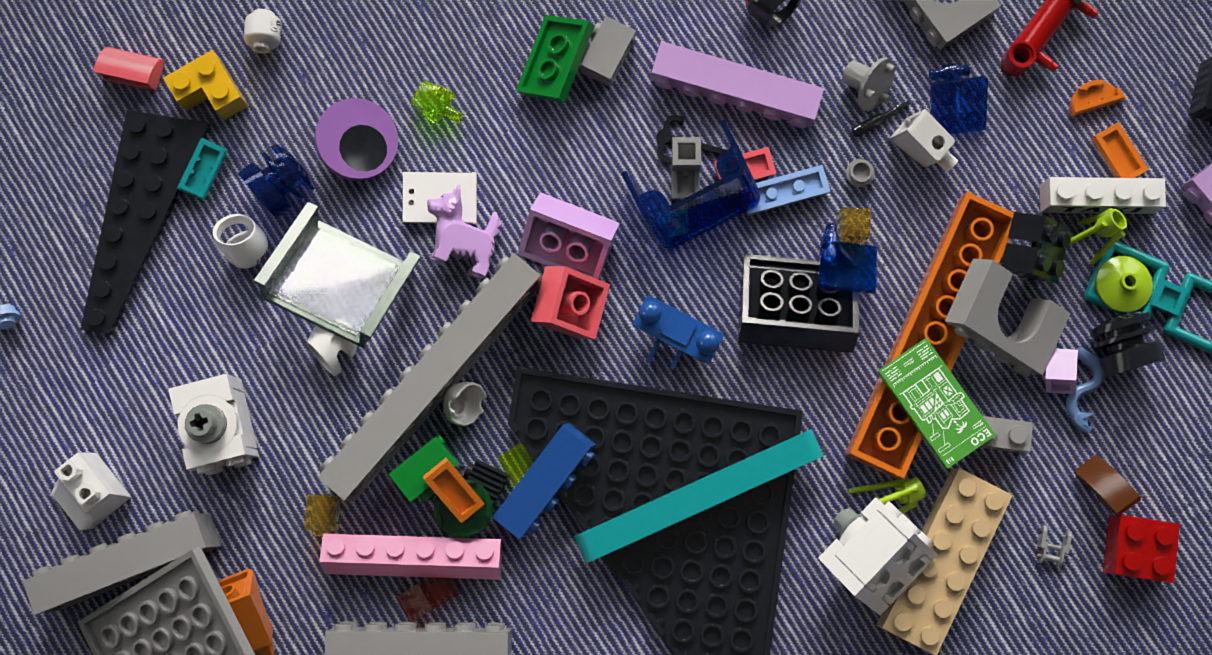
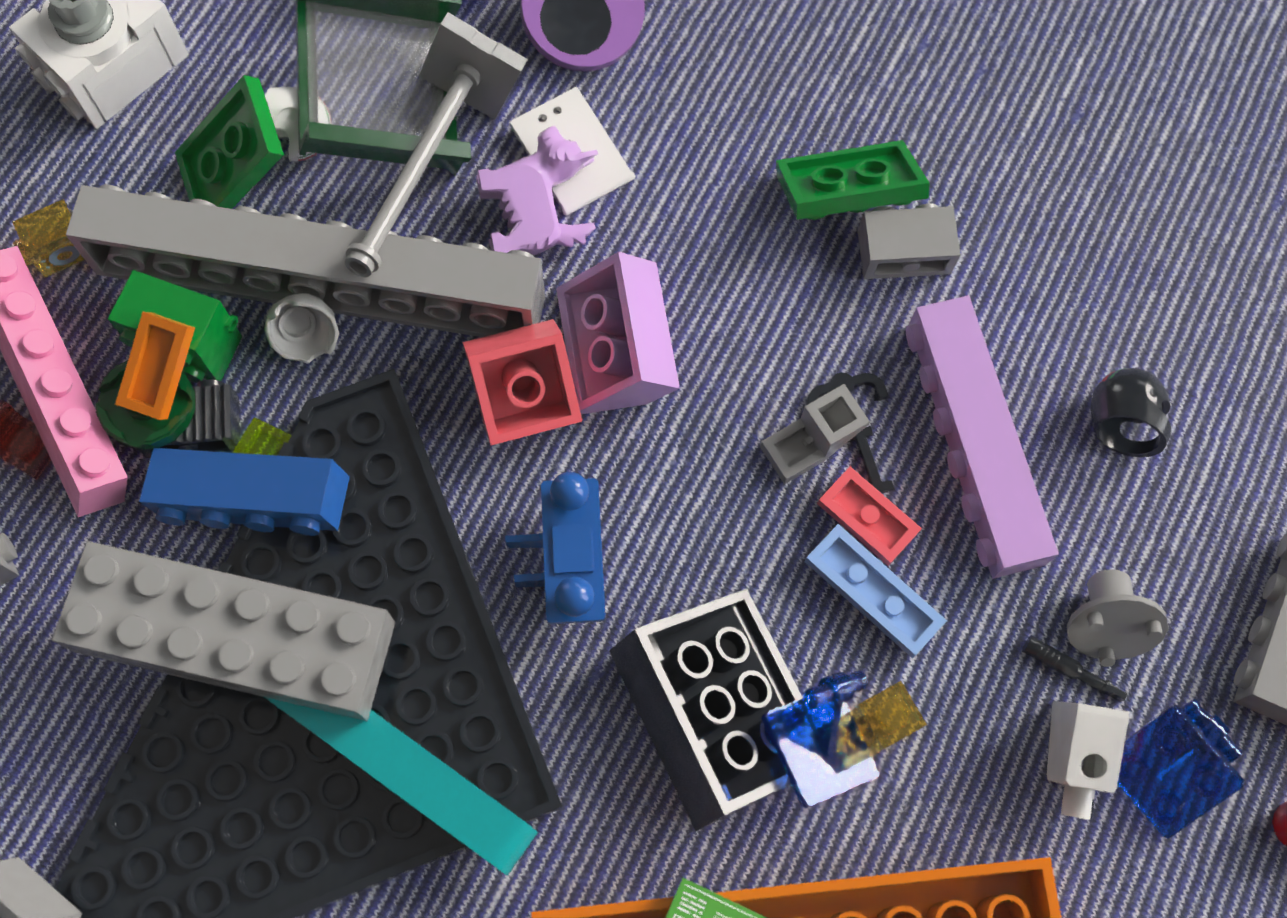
camera: 55 degrees right, 10 degrees down
(335, 387) = (230, 147): none -> green plate
(368, 224) = (470, 71): none -> light grey tile
(435, 102) = (694, 74): clear neon green piece -> none
(627, 526) = (225, 630): none -> light grey brick
(705, 209) = (777, 491): clear blue windscreen -> none
(859, 172) = (973, 685): light grey plate -> none

